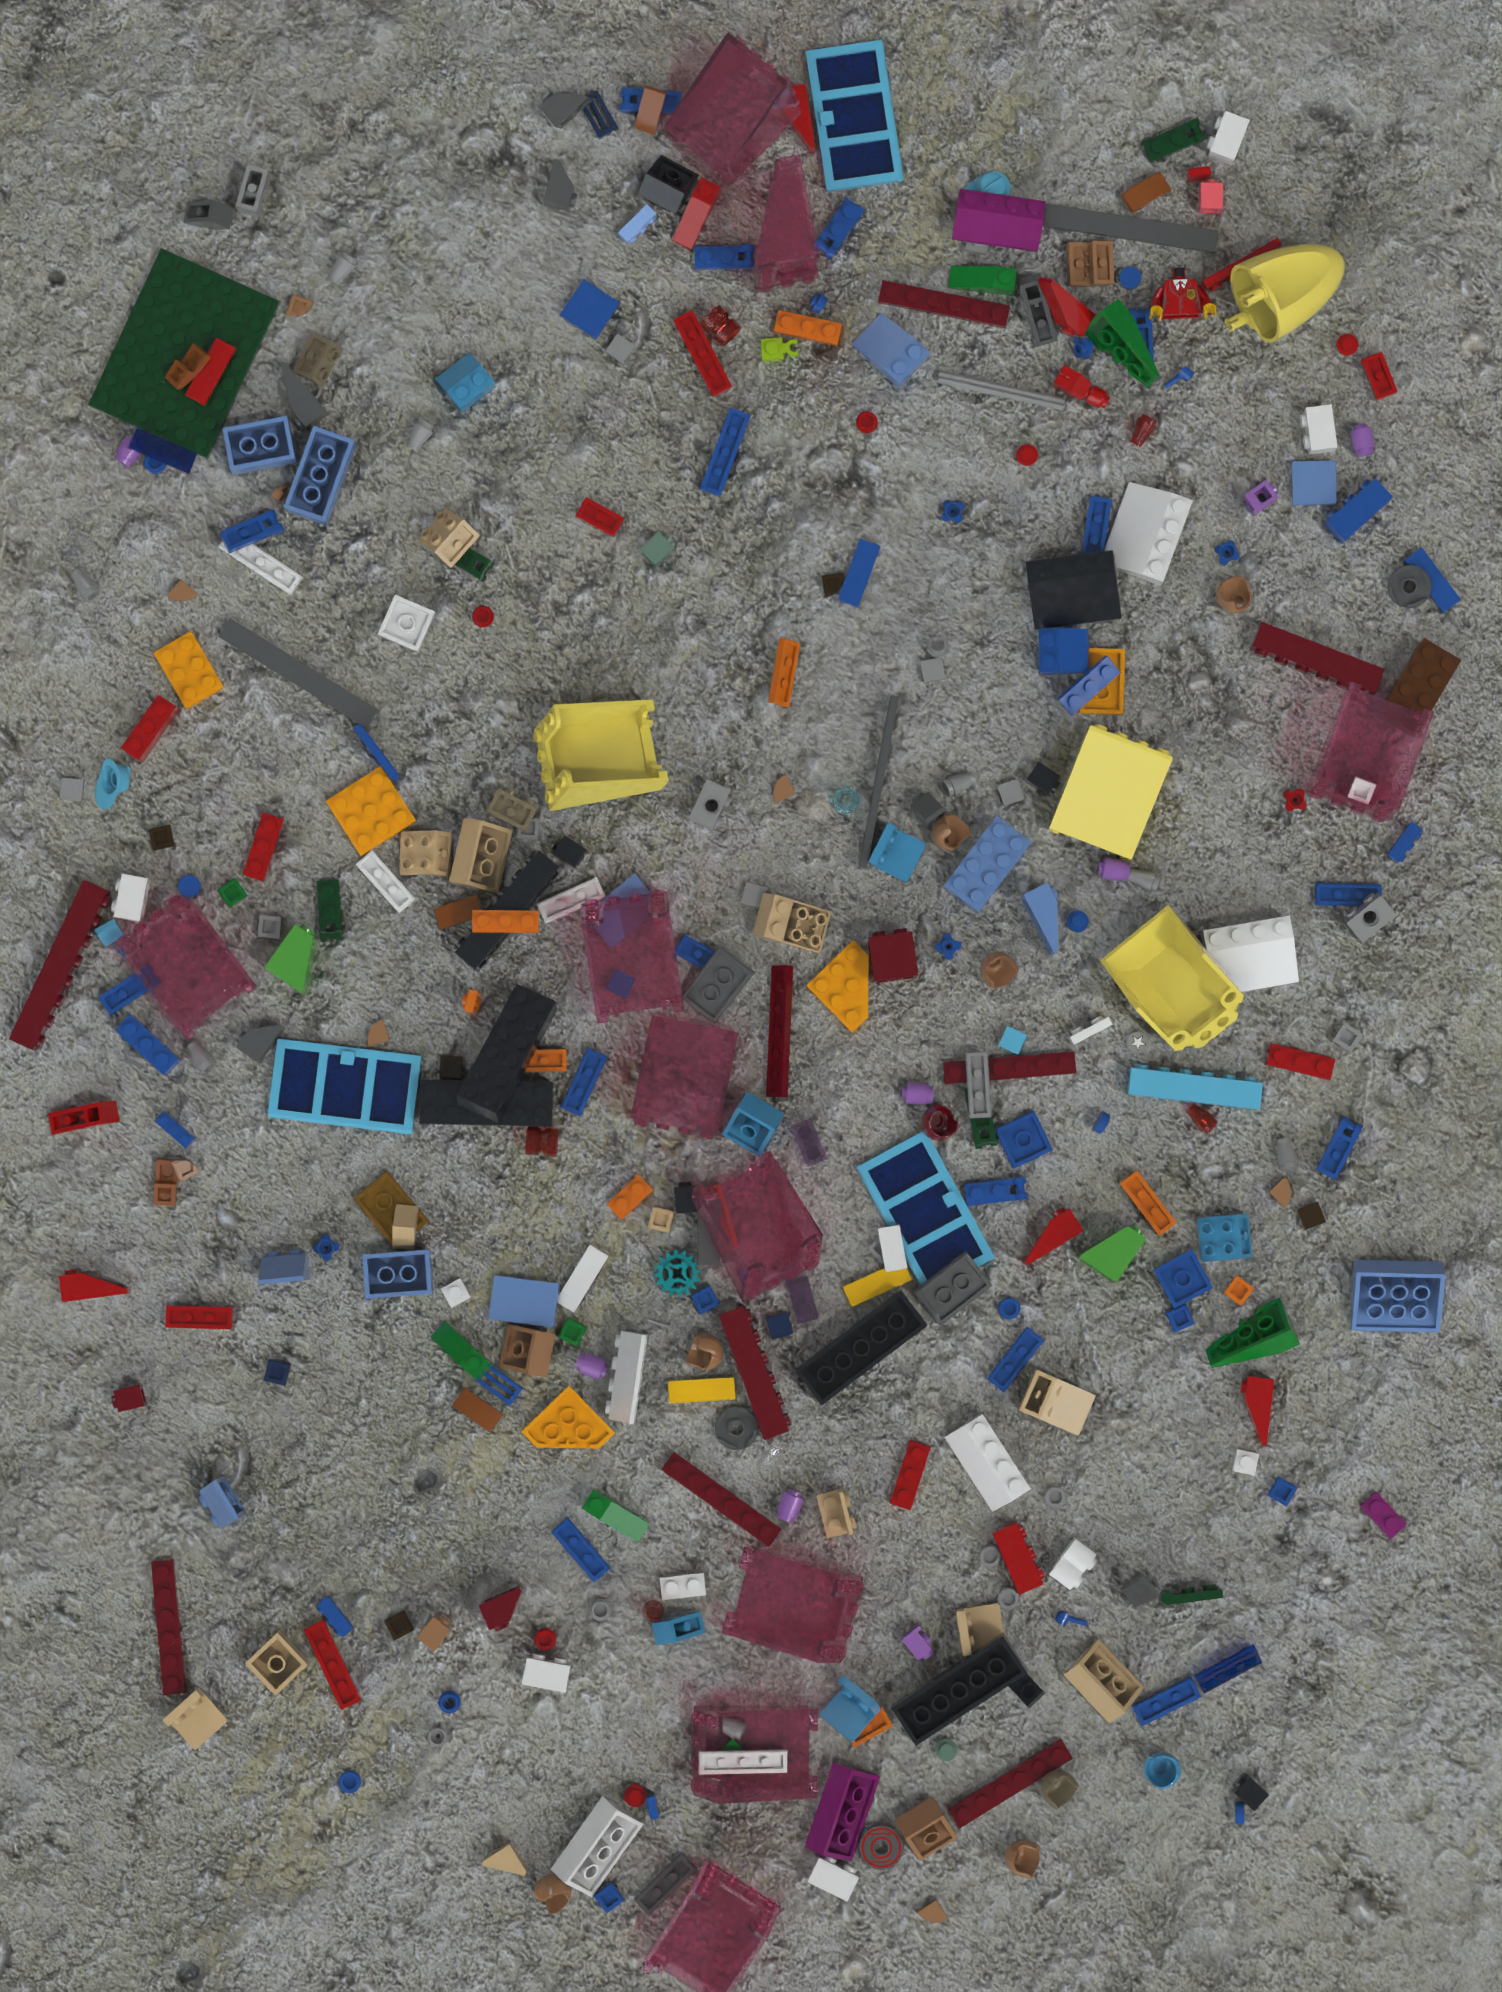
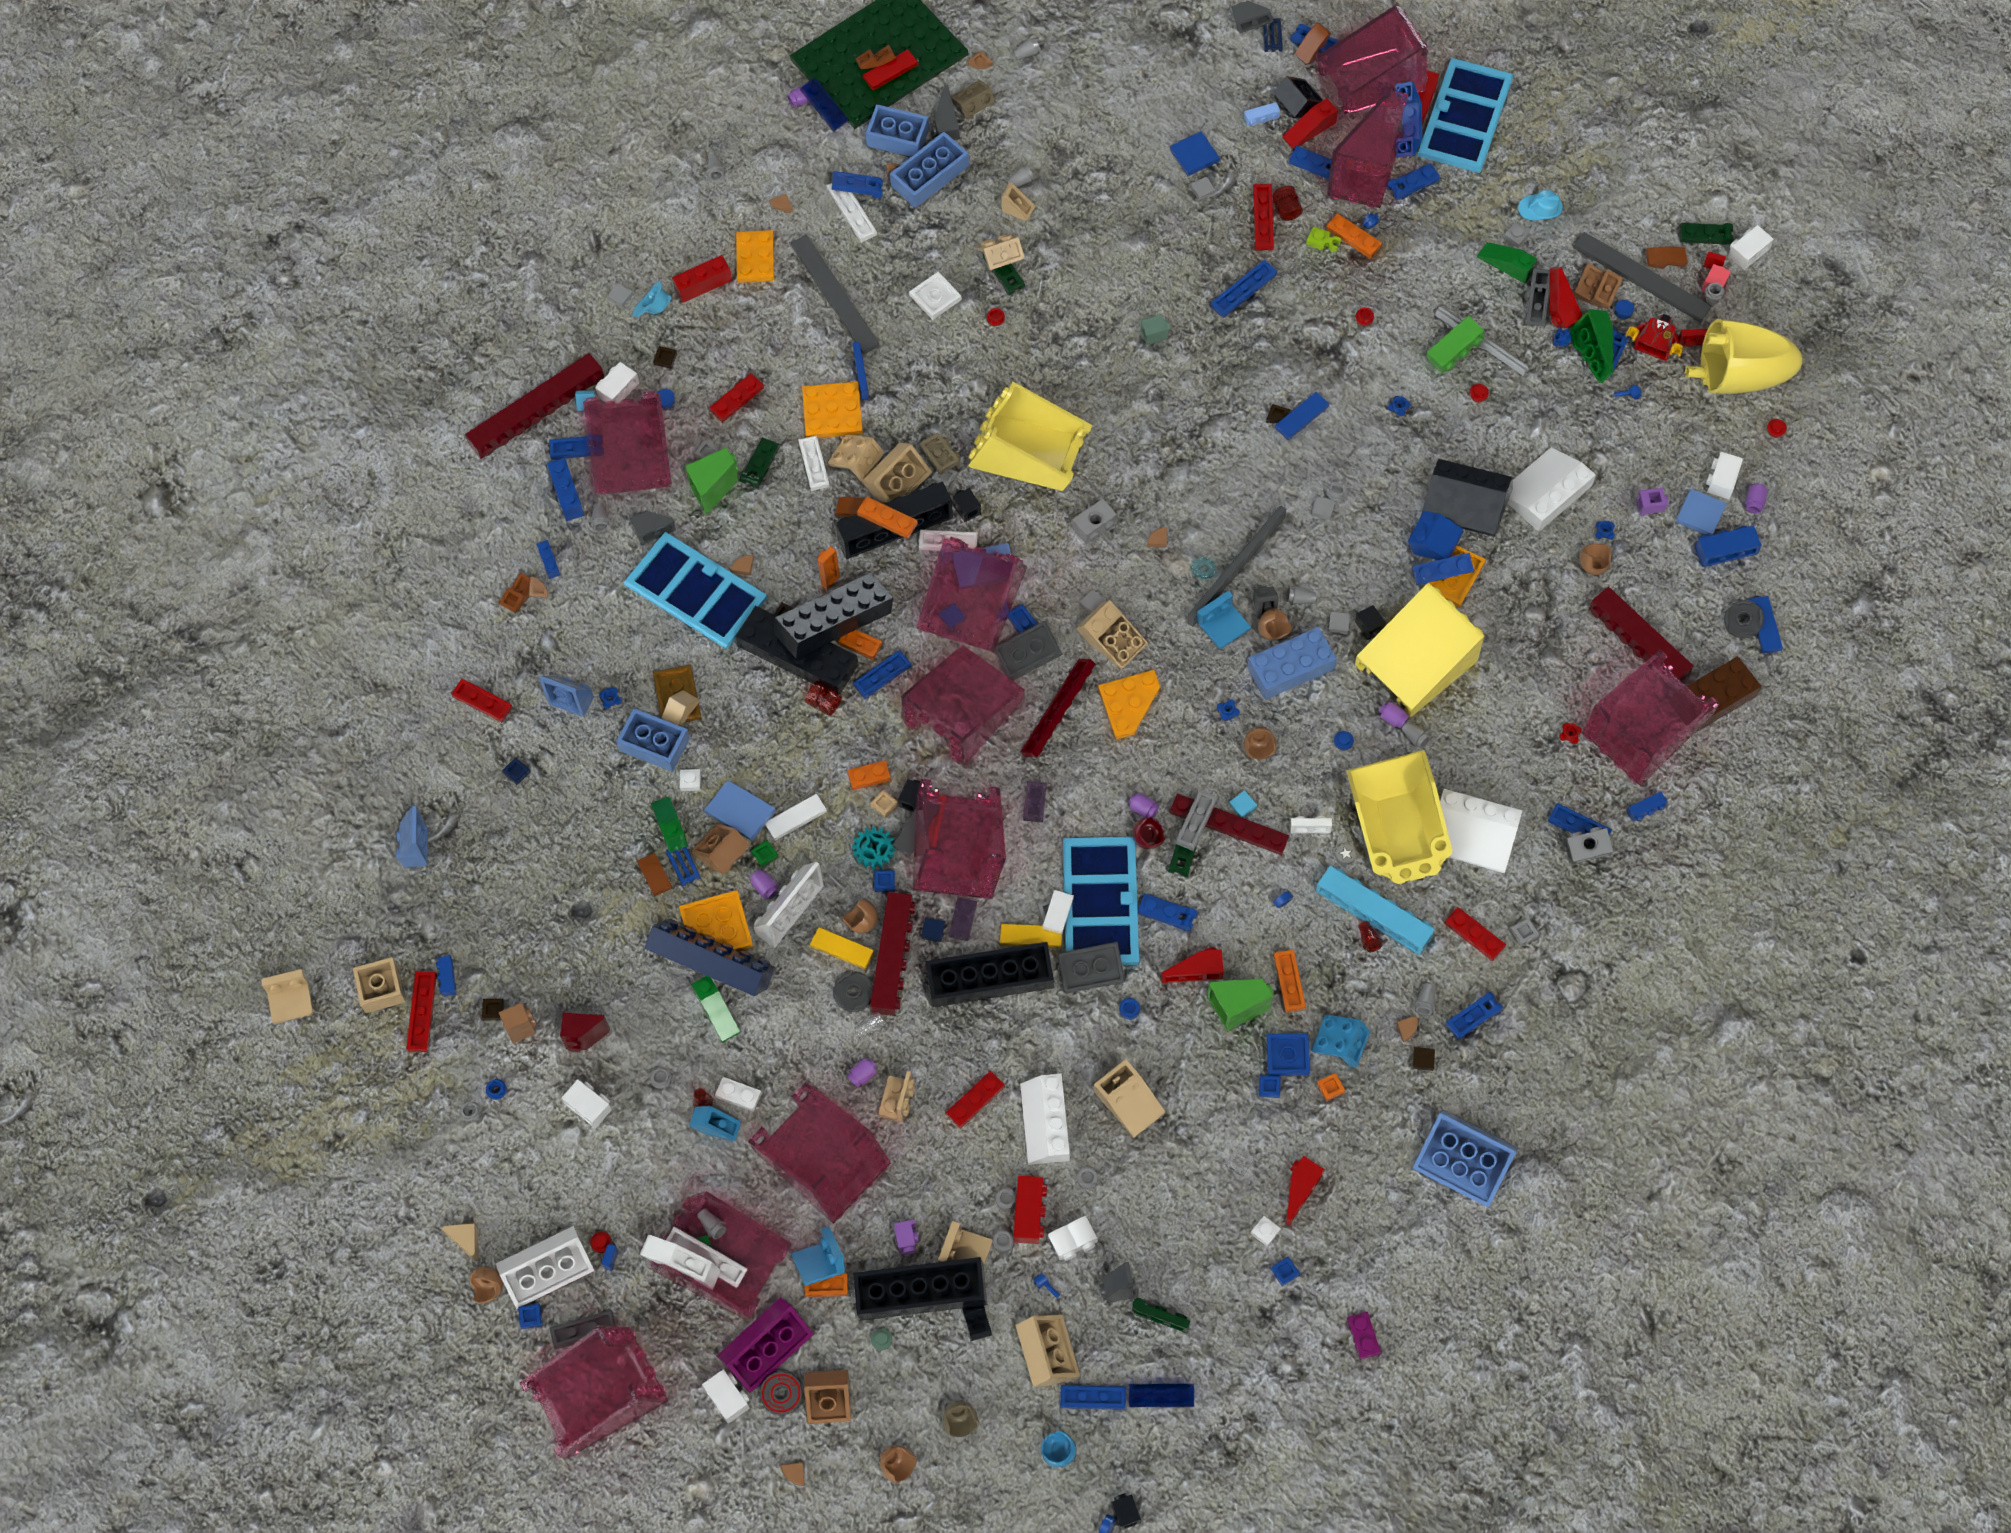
camera: 30 degrees right, 20 degrees down
(84, 1117) = (489, 517): red slope -> none
(84, 1286) = (407, 635): red slope -> none
(129, 1398) = (391, 732): dark red brick -> none
(154, 466) = (812, 115): blue tile -> none
(168, 1627) = (313, 918): dark red plate -> none
(232, 893) = (694, 418): green tile -> none
(350, 1781) = (378, 1112): blue tile -> none
(435, 469) = (1016, 203): none -> tan slope
(466, 382) = (1074, 161): dark azure slope -> none
(545, 1639) = (602, 1079): red plate -> none
(560, 190) = (1215, 67): dark grey slope -> none
(580, 1549) = (672, 1024): blue tile -> none
(583, 1472) = (710, 957): none -> dark blue brick
(599, 517) = (1123, 290): red plate -> none
(721, 1499) = (809, 1041): dark red plate -> none
(731, 1790) = (681, 1259): none -> white slope
(753, 1124) = (998, 764): dark azure slope -> none
(784, 672) = (1205, 456): orange plate -> none
(797, 143) = (1411, 122): none -> blue slope
(891, 350) = (1411, 278): medium blue slope -> none
(892, 956) = (1178, 692): dark red brick -> none
(943, 304) = (1468, 265): dark red plate -> none
(980, 414) = (1455, 345): none -> bright green brick
(998, 220) = (1540, 222): magenta slope -> none
(1010, 1783) = (919, 1397): dark red plate -> none
(1015, 1359) = (1113, 1051): blue tile -> none
(1023, 1139) = (1211, 884): blue tile -> none
(1042, 908) = (1320, 708): medium blue slope -> none
(1078, 386) = (1544, 363): red piece -> none
(1096, 525) = (1512, 459): blue plate -> none
(1143, 429) = (1581, 414): clear red cone -> none
(1218, 213) = (1713, 293): none -> light grey cone
(1262, 1335) = (1336, 1133): green wedge -> none
(1361, 790) = (1629, 746): white plate -> none
(1379, 376) = (1792, 460): red plate -> none

